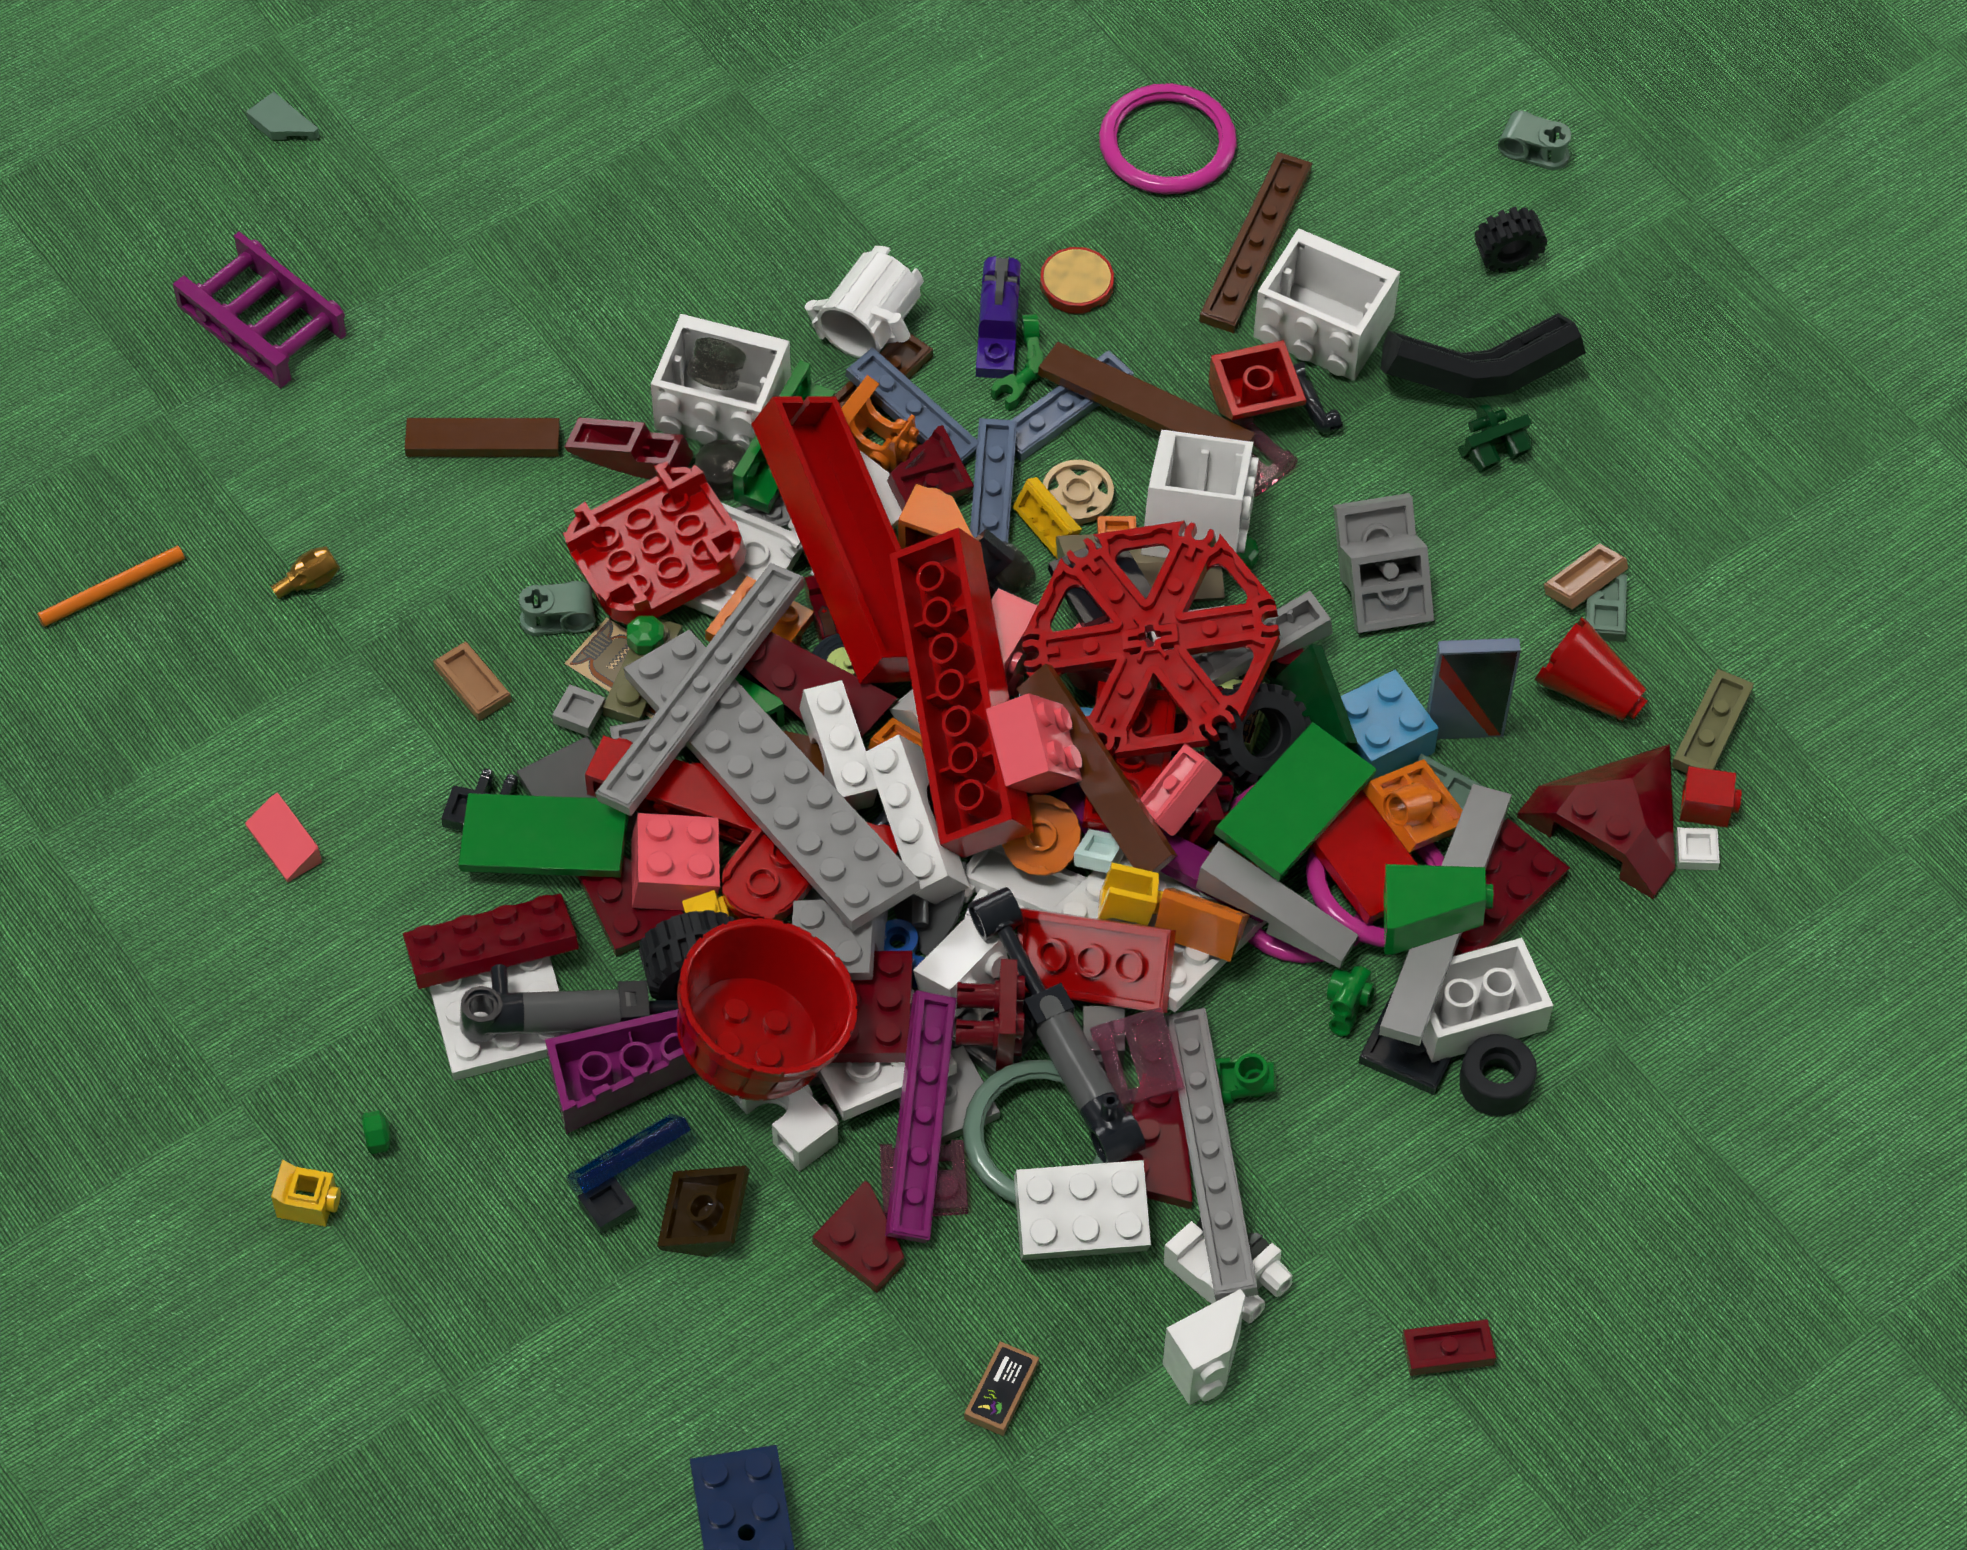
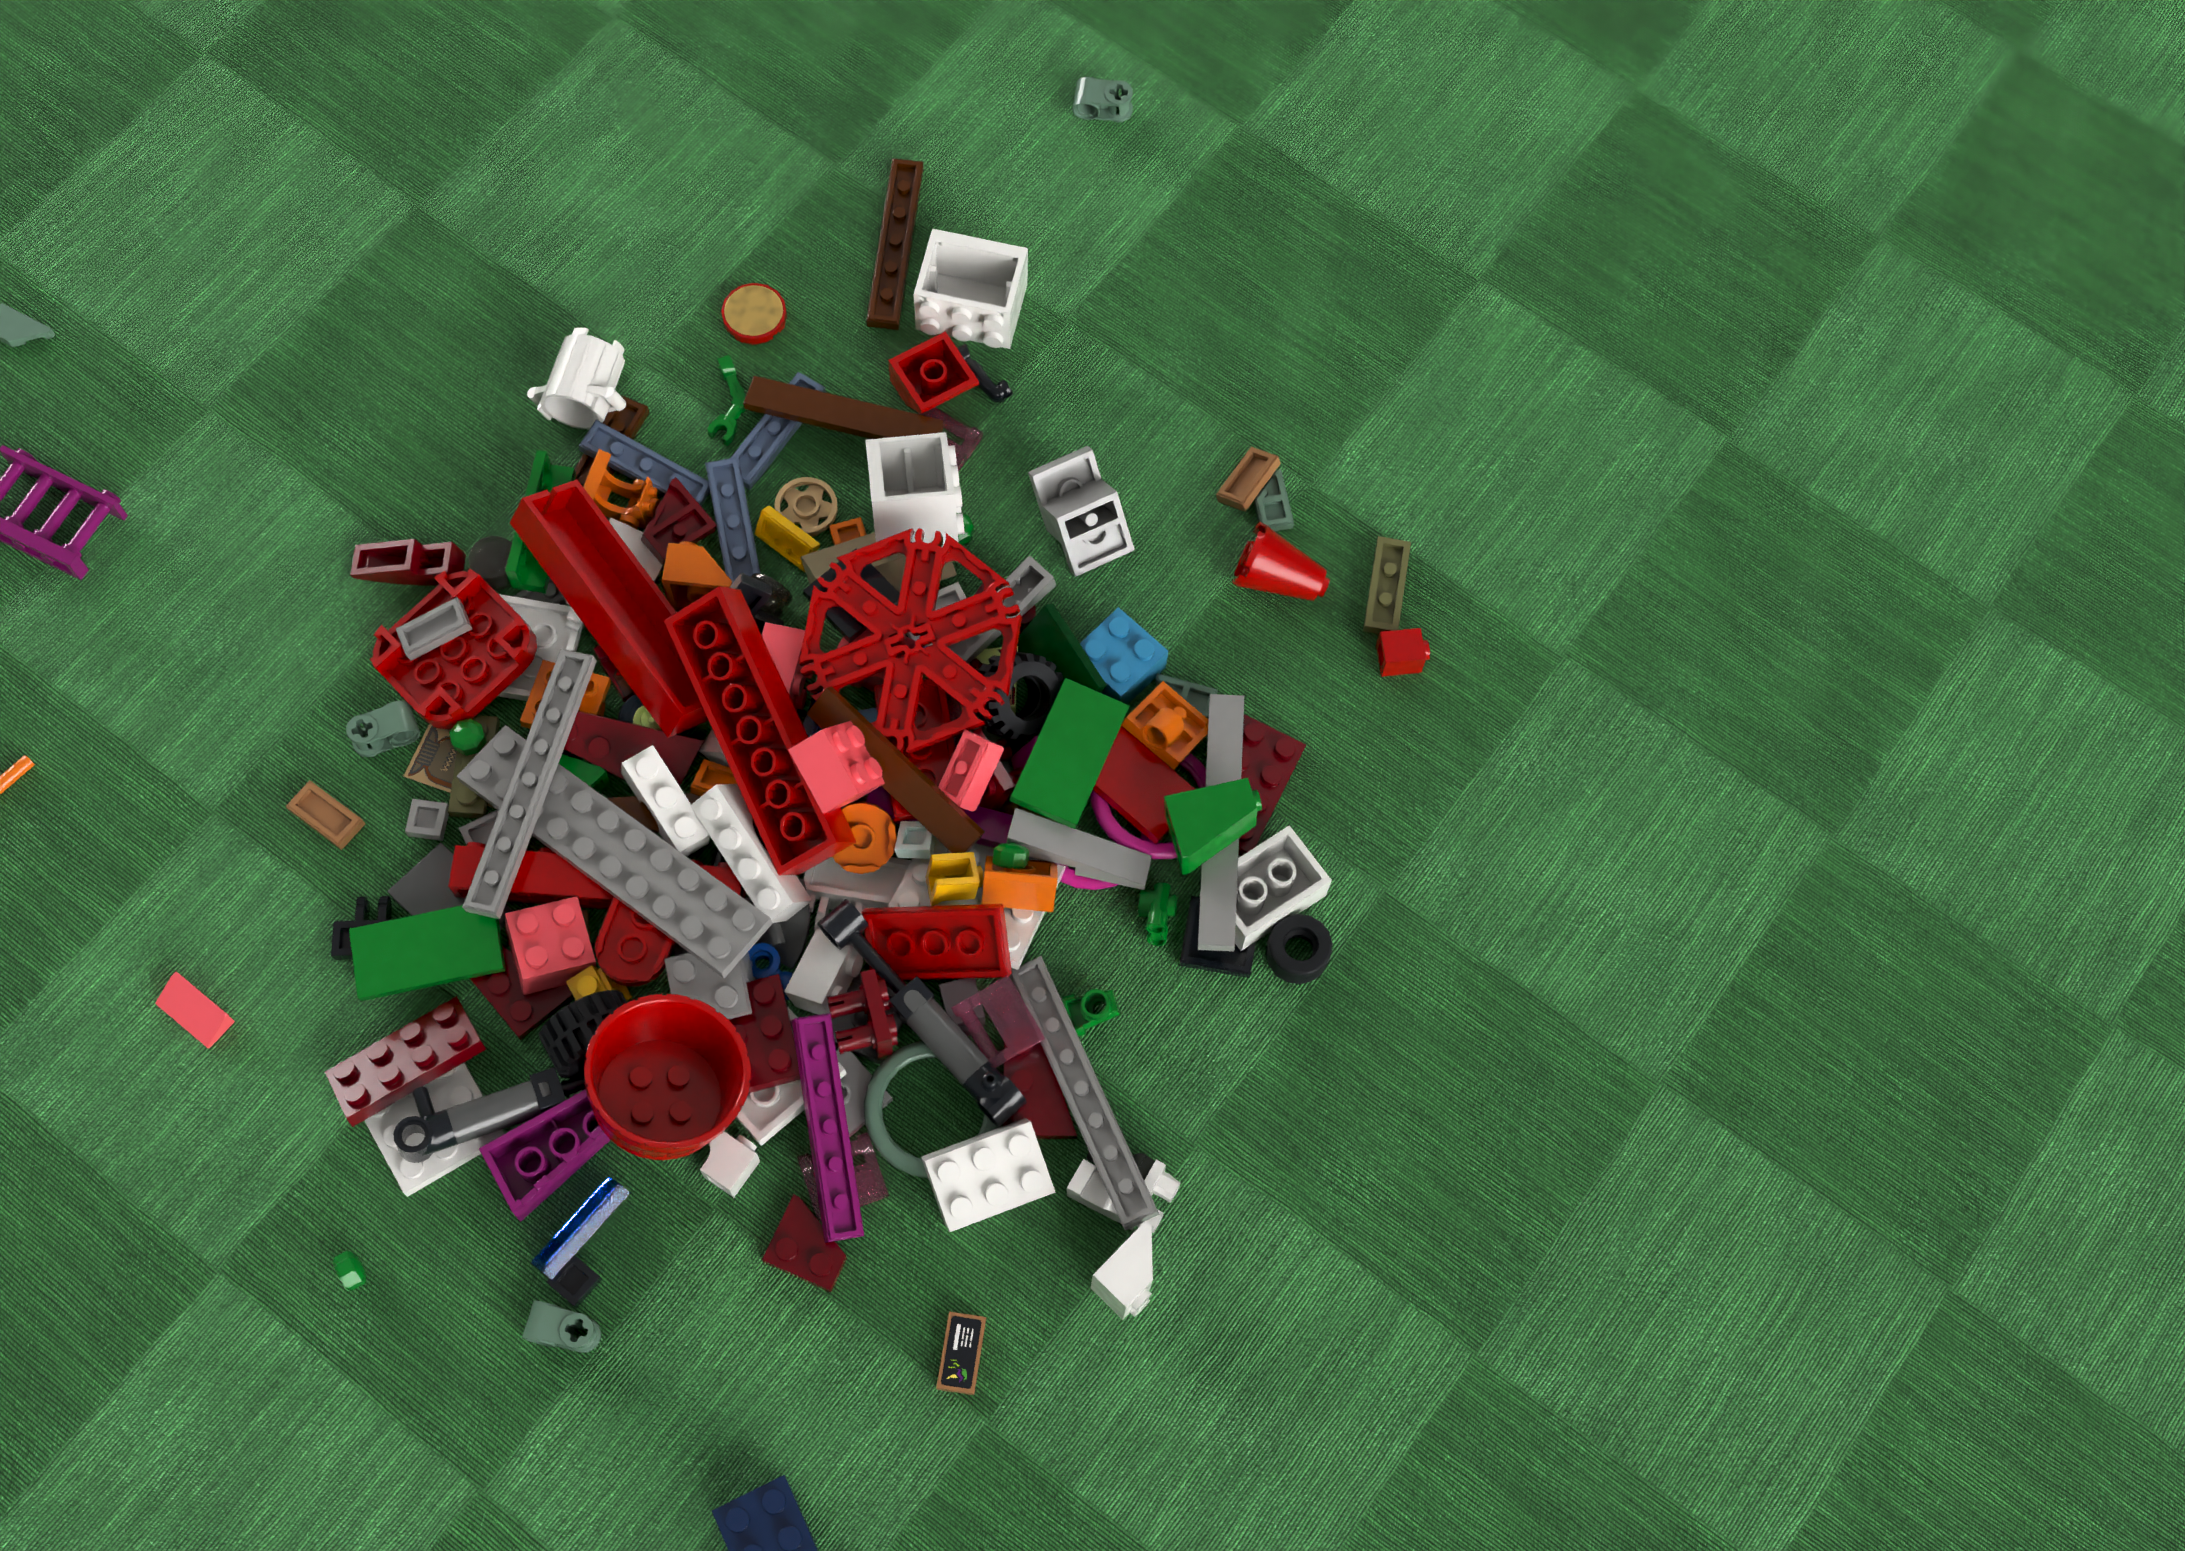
camera: 20 degrees left, 10 degrees up
(302, 1207) = (320, 1348): yellow window -> none
(308, 572) = (150, 750): pearl gold piece -> none
(482, 437) = (274, 583): reddish brown tile -> none
(574, 1245) = (556, 1326): none -> sand green piece
(639, 518) = (434, 628): none -> light grey tile
(703, 1210) = (660, 1262): dark brown slope -> none
(709, 413) = (469, 485): white container -> none
(716, 365) = (463, 475): clear smoke wheel -> none
(998, 317) = (697, 365): dark purple plate -> none
(1161, 184) = (796, 210): dark pink wedge -> none
(1199, 886) = (1011, 856): none -> green tile
(1448, 1347) = (1325, 1208): dark red plate -> none
(1473, 687) = (1191, 611): tile -> none
(1481, 445) = (1155, 368): dark green hips -> none
(1487, 371) = (1120, 315): black piece -> none
(1510, 239) = (1107, 194): black tyre -> none
(1619, 810) = (1330, 683): dark red wedge -> none
(1697, 848) = (1403, 699): white tile -> none

